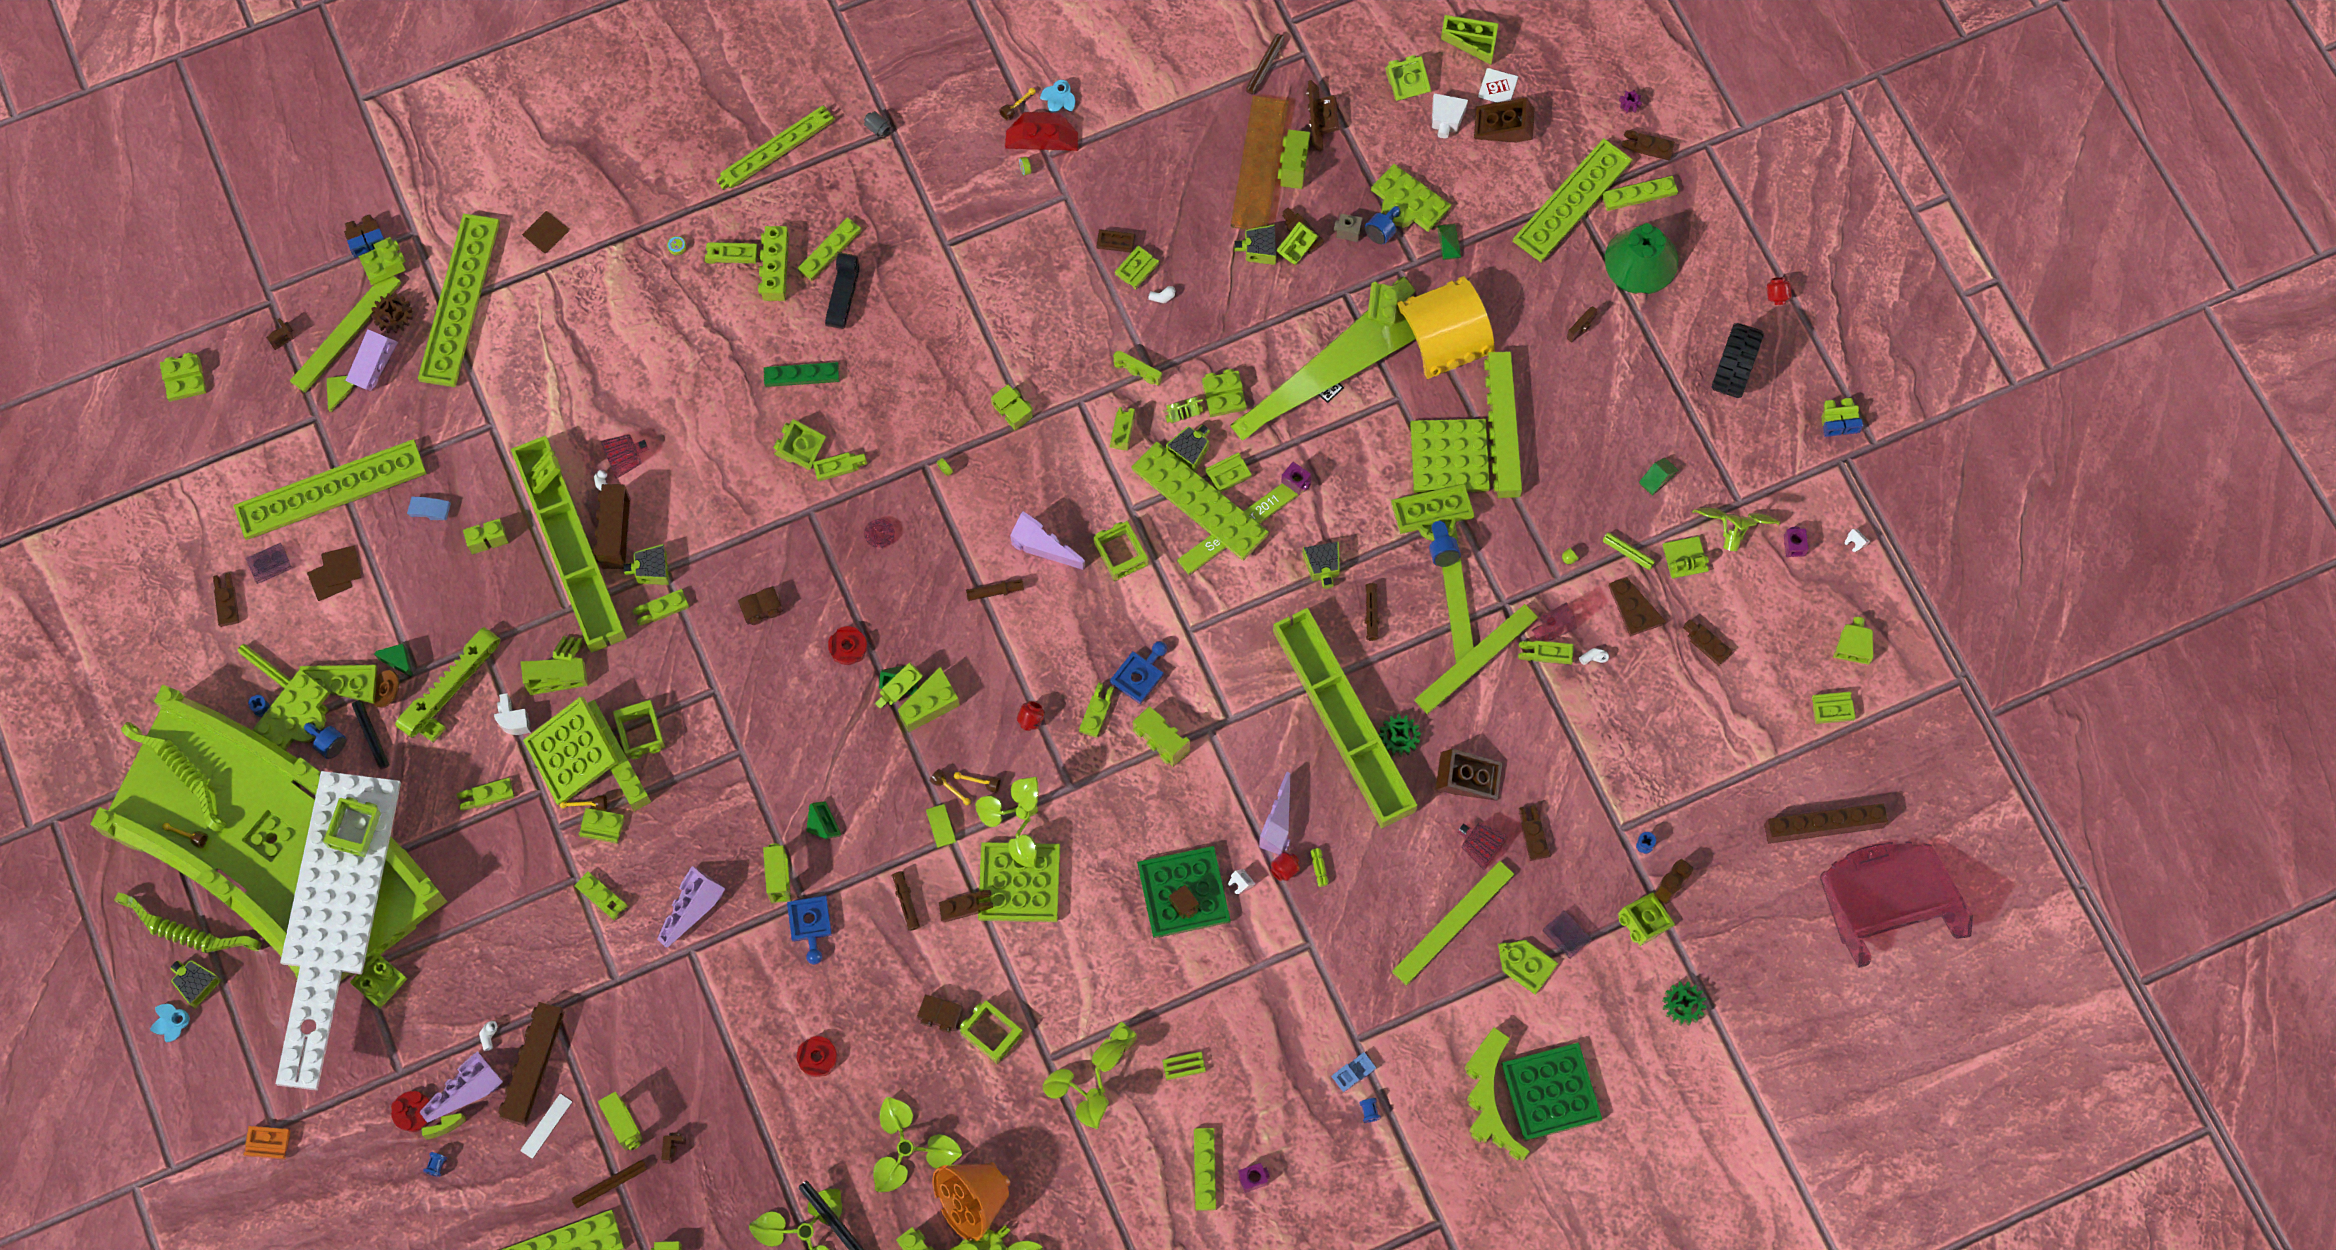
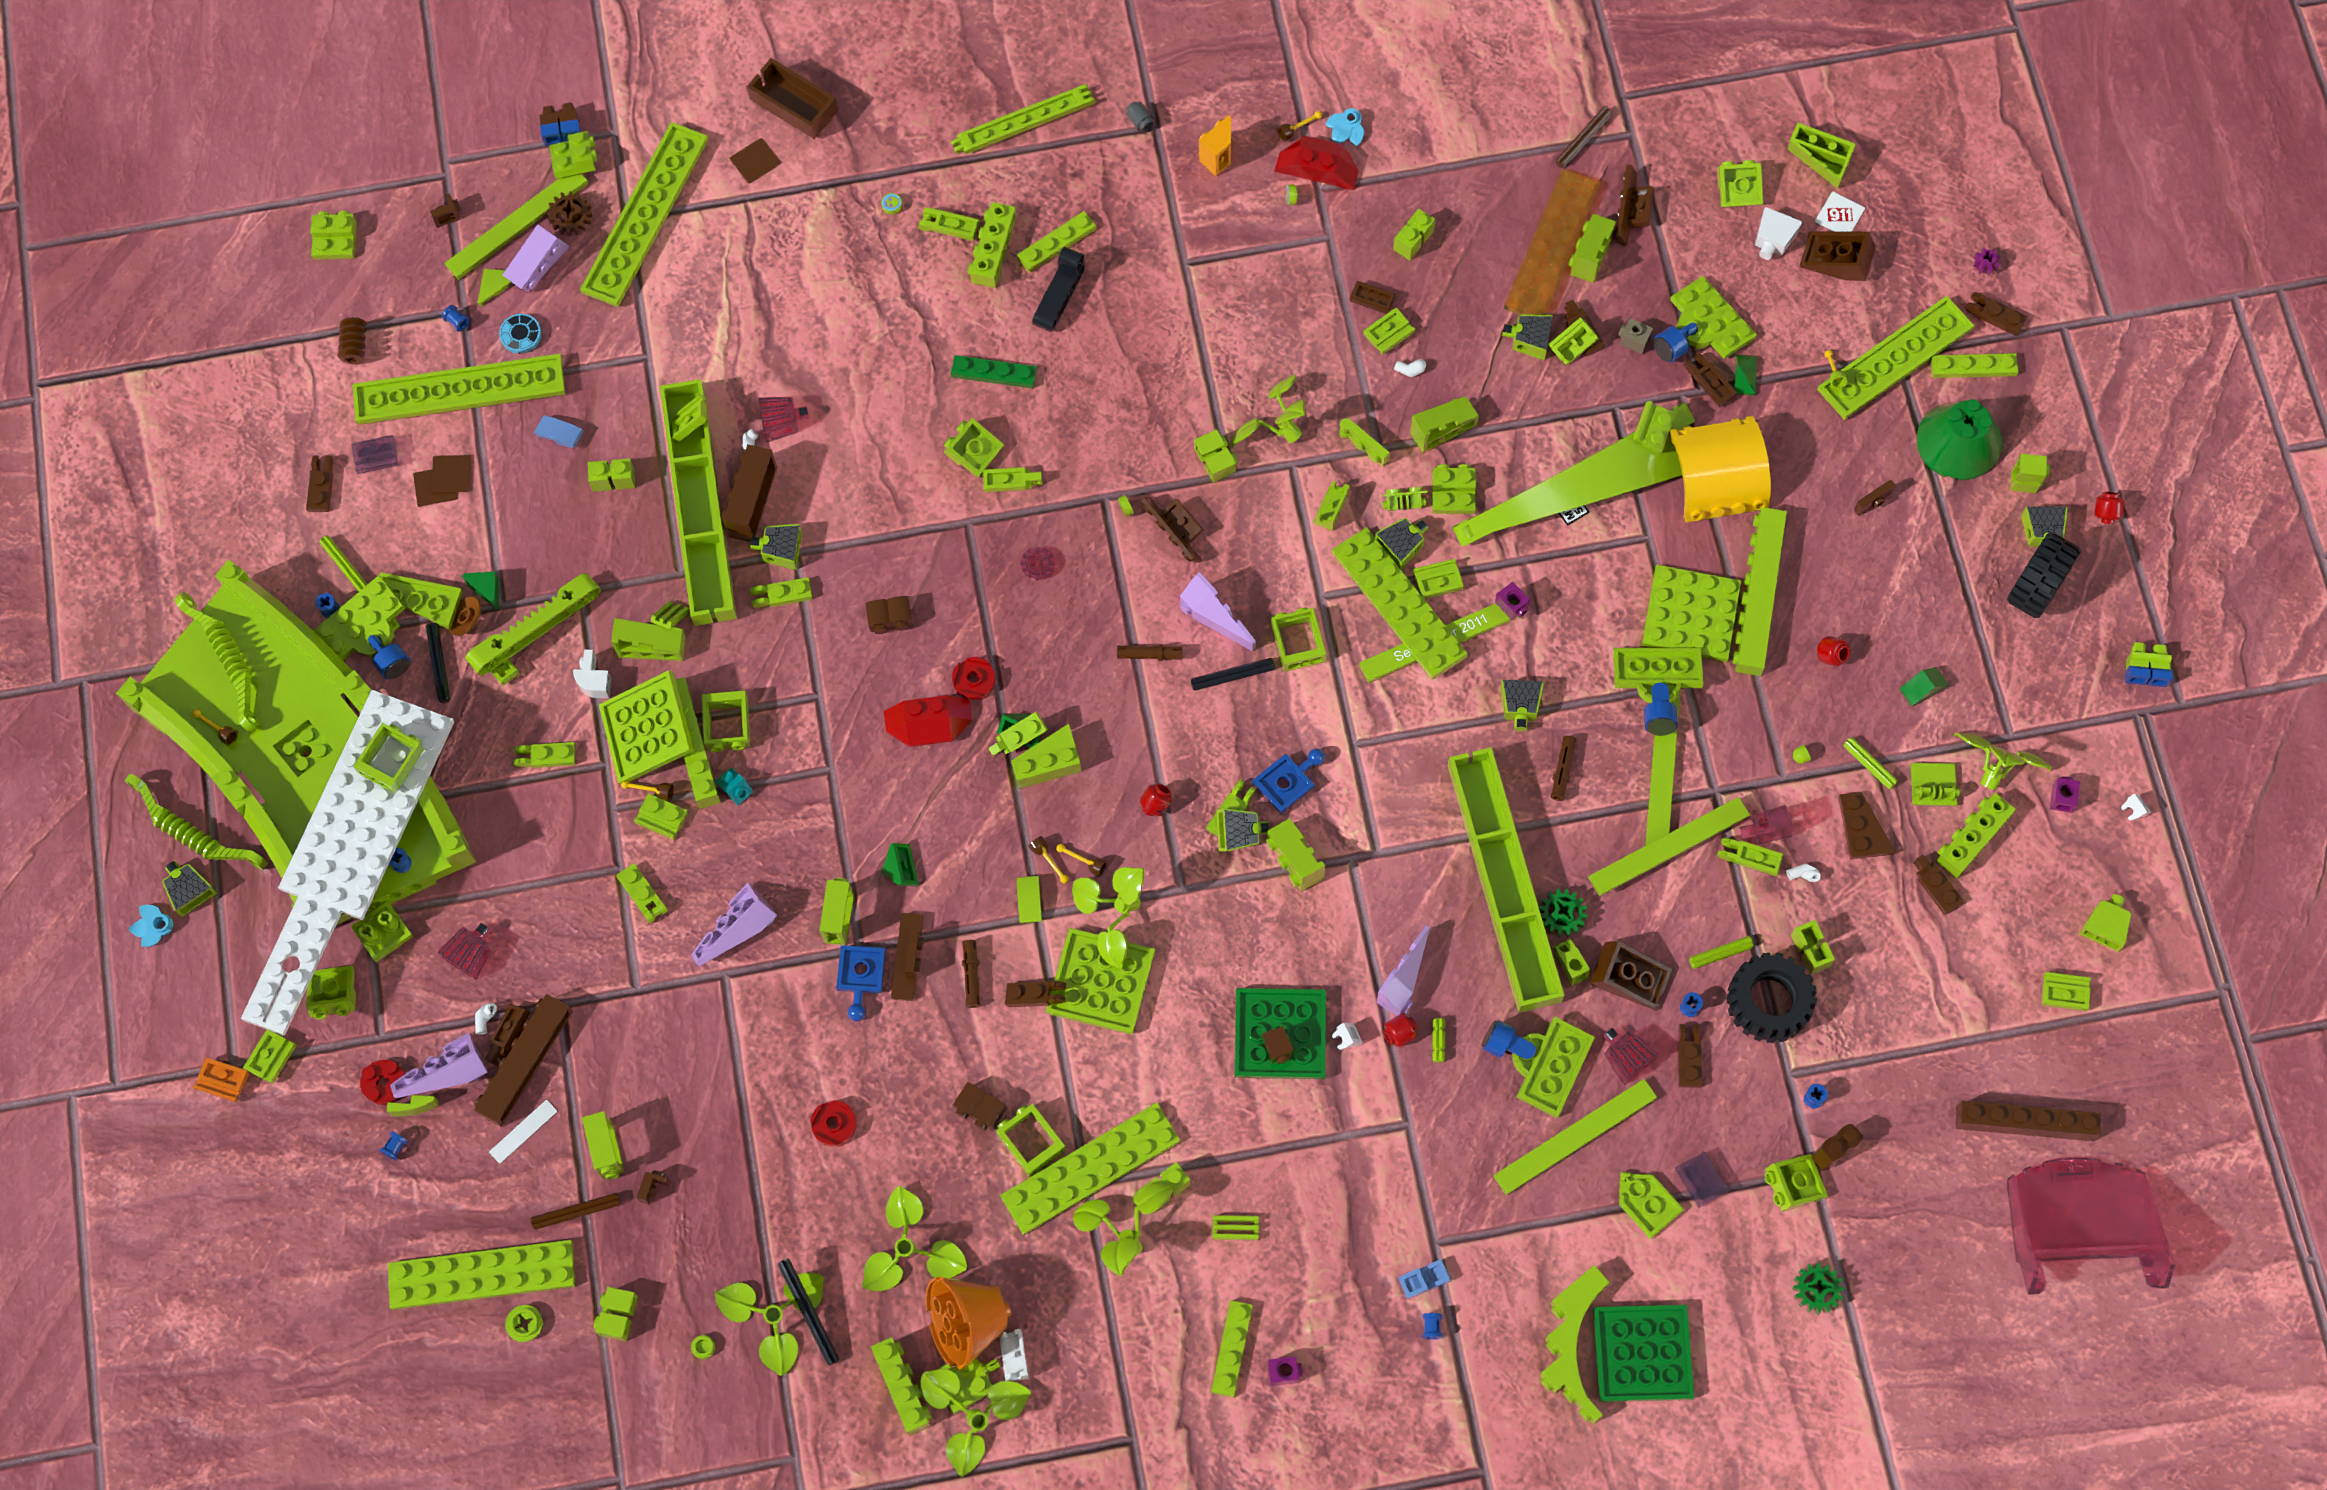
camera: 15 degrees right, 0 degrees up
(223, 467) = (351, 340): none -> reddish brown piece
(305, 1112) = (269, 1056): none -> lime plate
(311, 427) = (454, 317): none -> blue bush
(347, 1044) = (331, 992): none -> lime plate
(373, 428) = (520, 333): none -> tile
(386, 919) = (405, 863): none -> blue bush
(459, 980) = (467, 950): none -> clear pink torso
(510, 1044) = (506, 1033): none -> reddish brown hinge
(567, 170) = (792, 98): none -> reddish brown piece
(660, 784) = (734, 786): none -> teal bracket
(816, 690) = (928, 720): none -> red wedge
(847, 900) = (907, 956): none -> reddish brown bracket
(950, 137) = (1216, 147): none -> light orange slope
(994, 472) = (1178, 523): none -> reddish brown bracket
(1020, 1219) = (1013, 1356): none -> white hinge
(1047, 1044) = (1090, 1168): none -> lime plate
(1068, 369) = (1285, 423): none -> lime plant
(1070, 592) = (1232, 674): none -> black axle
(1107, 725) = (1239, 829): none -> torso
(1136, 184) = (1409, 239): none -> lime piece
(1201, 337) = (1442, 423): none -> lime wedge
(1413, 864) = (1545, 1061): none -> lime plate
(1416, 775) = (1572, 962): none -> lime leg
(1421, 252) = (1710, 380): none -> reddish brown hinge
(1526, 783) = (1695, 999): none -> blue bush
(1528, 228) = (1837, 378): none -> lime hinge
(1540, 739) = (1721, 952): none -> lime axle
(1576, 462) = (1833, 651): none -> red head
(1596, 744) = (1783, 972): none -> black tyre
(1609, 712) = (1806, 940): none -> lime piece
(1706, 276) = (2029, 473): none -> lime piece
(1725, 314) = (2041, 521): none -> torso
(1728, 595) = (1975, 835): none -> lime brick

